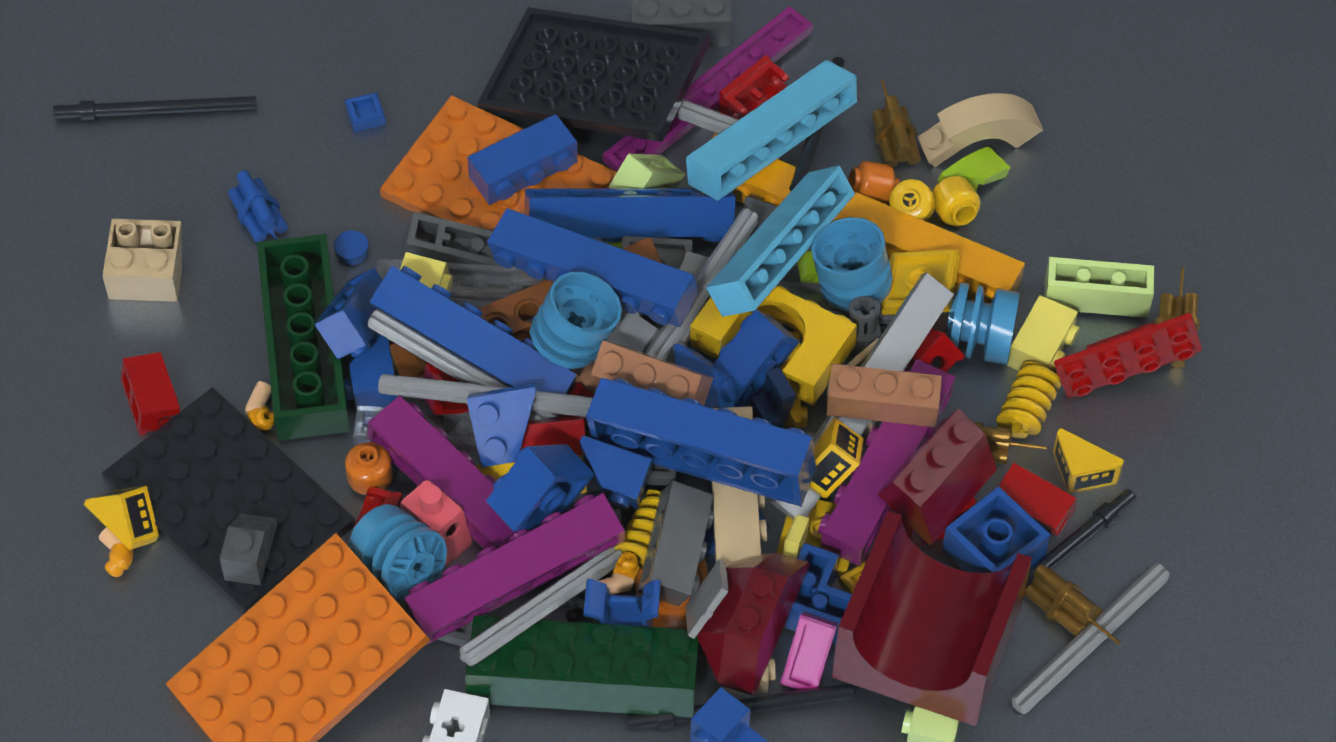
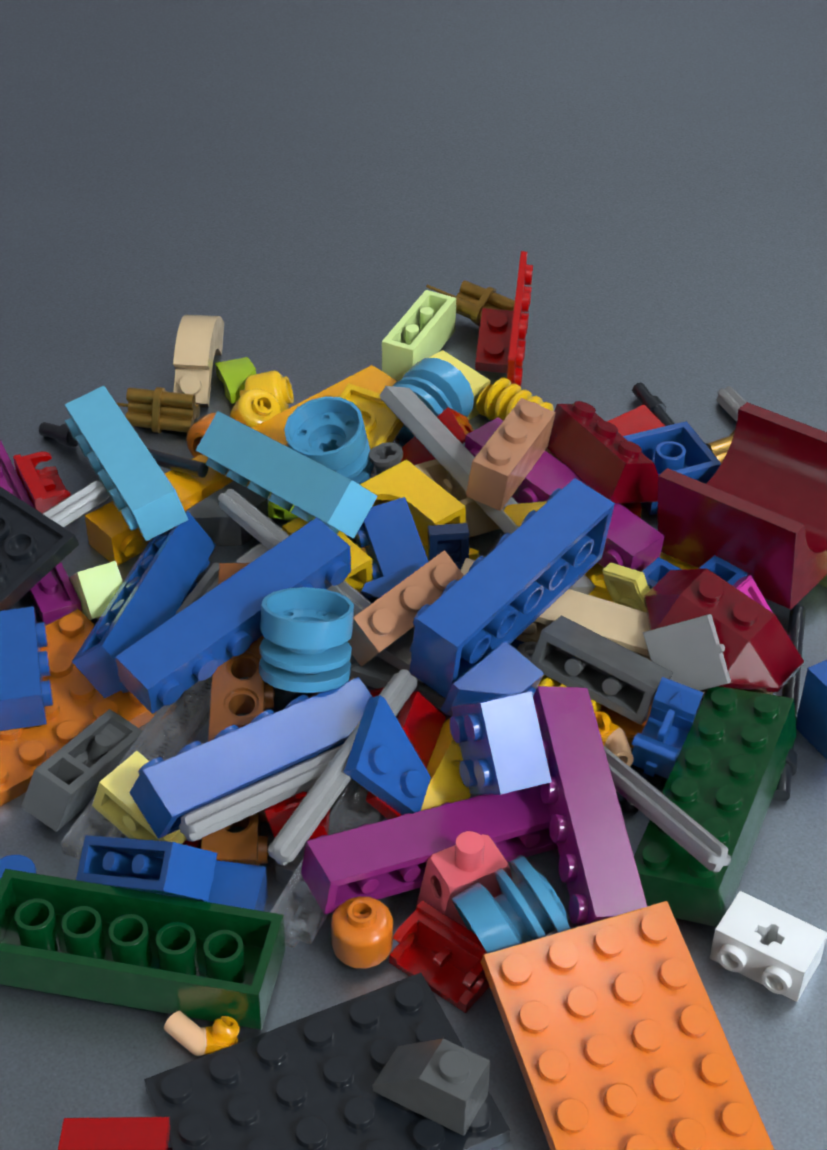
camera: 70 degrees left, 15 degrees down
(1084, 464) = (599, 392): yellow slope -> none

